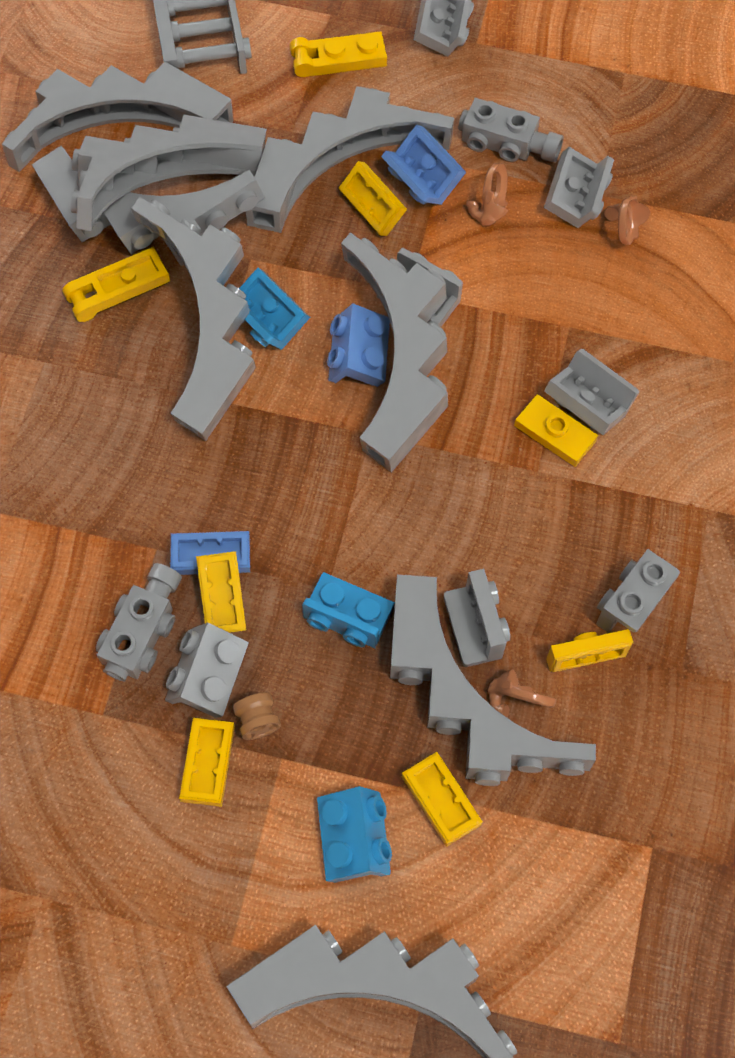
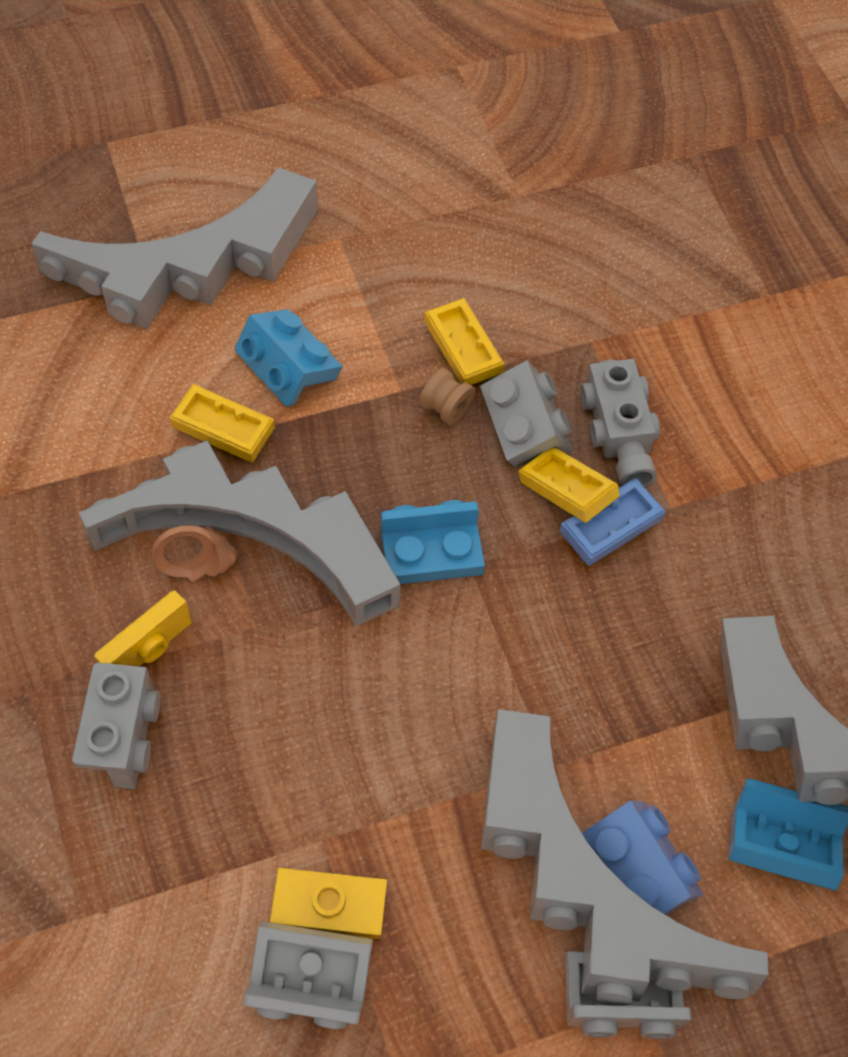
camera: 145 degrees right, 5 degrees down
(475, 620) = (286, 599): light grey bracket -> none

